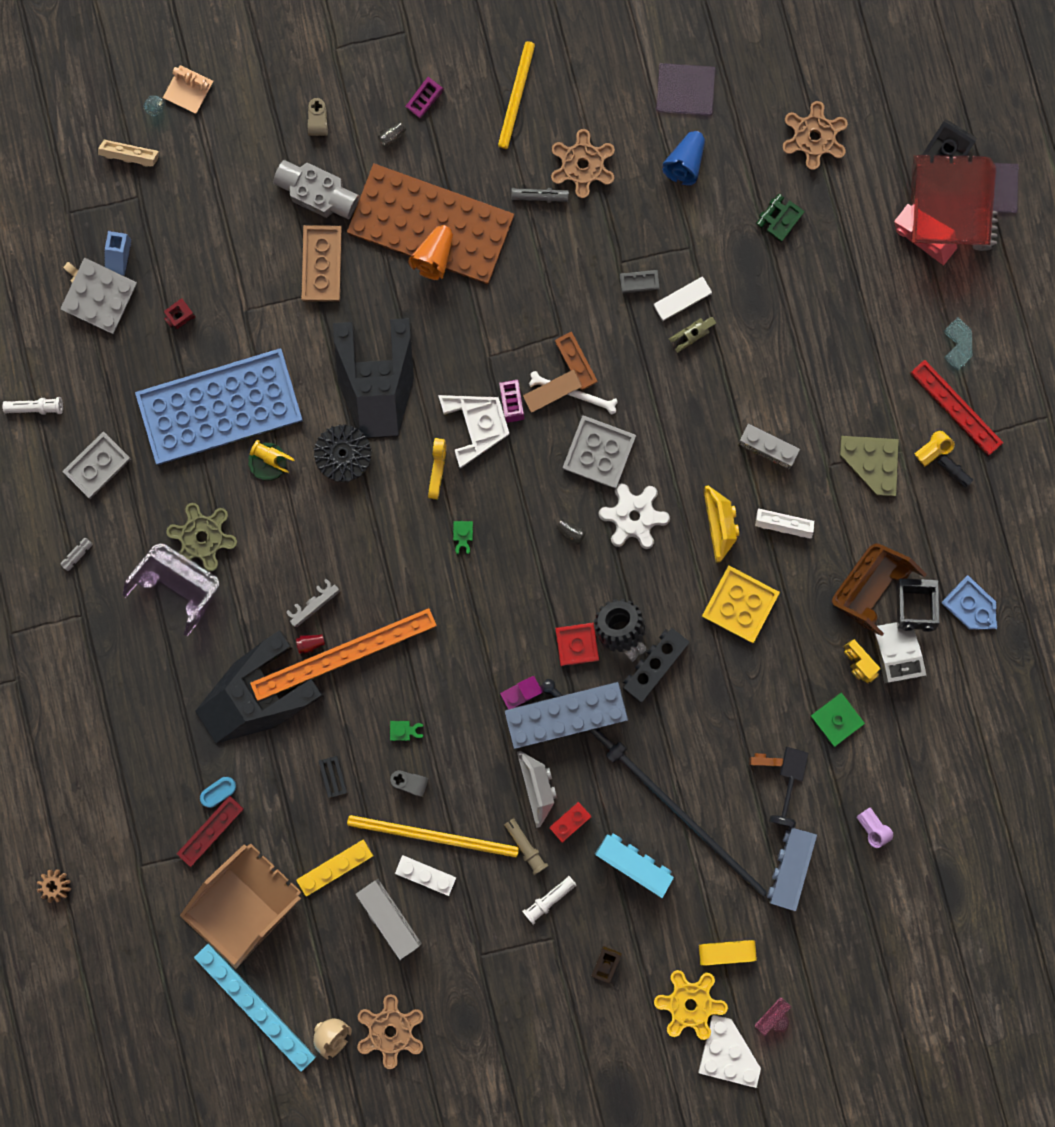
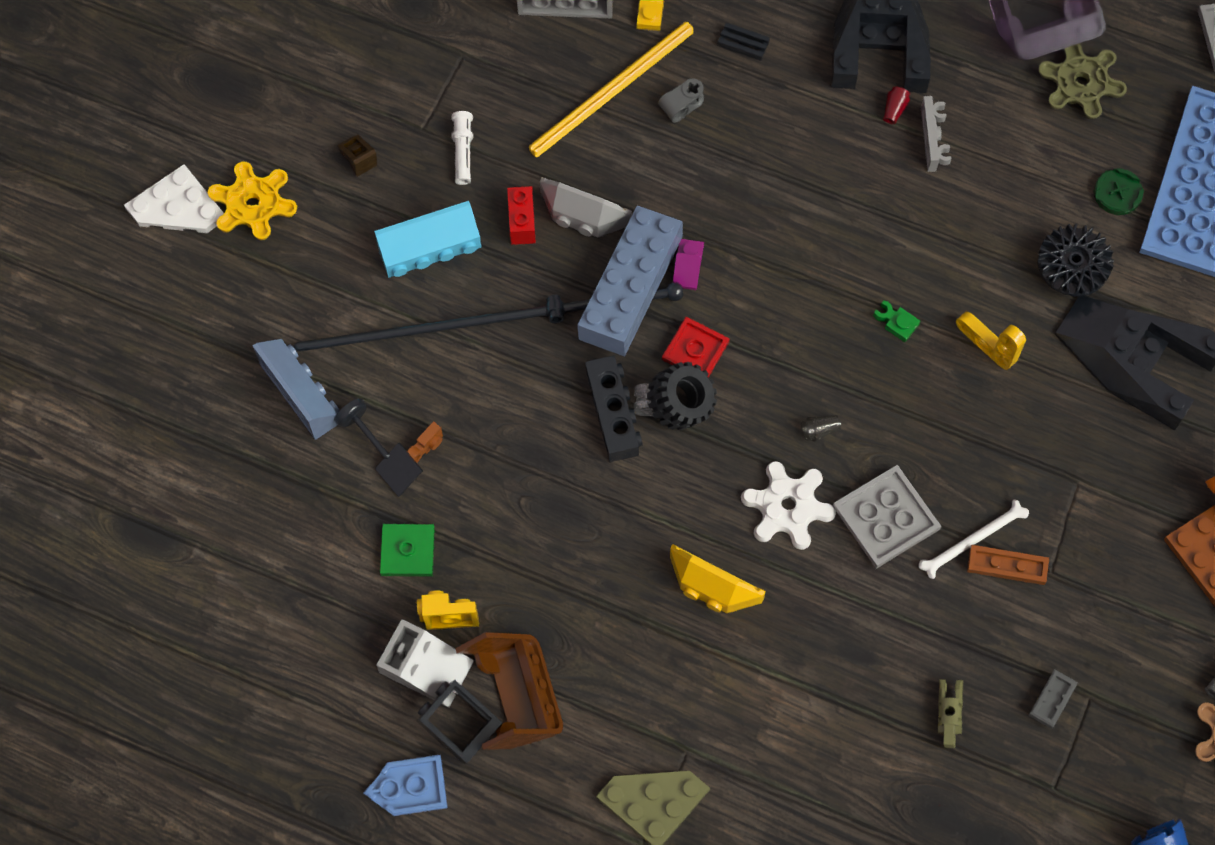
camera: 125 degrees right, 15 degrees down
(268, 454) = (1123, 191): yellow piece -> none
(343, 654) = (858, 126): orange plate -> none
(401, 730) = (737, 131): green plate -> none
(425, 875) = (579, 58): white plate -> none
(484, 422) = (1006, 423): white wing -> none
(512, 413) = (1007, 457): slope -> none
(530, 853) = (520, 160): dark tan pin -> none
(552, 391) = (991, 515): medium nougat tile -> none
(682, 299) = (998, 733): white tile -> none
(727, 952) = (270, 270): yellow beam -> none
(740, 604) = (608, 540): yellow plate -> none
(768, 446) = (758, 696): light grey brick -> none
(774, 1018) = (171, 267): clear pink tile -> none
(784, 523) = (659, 650): white plate -> none
(877, 833) = (259, 498): lavender piece -> none

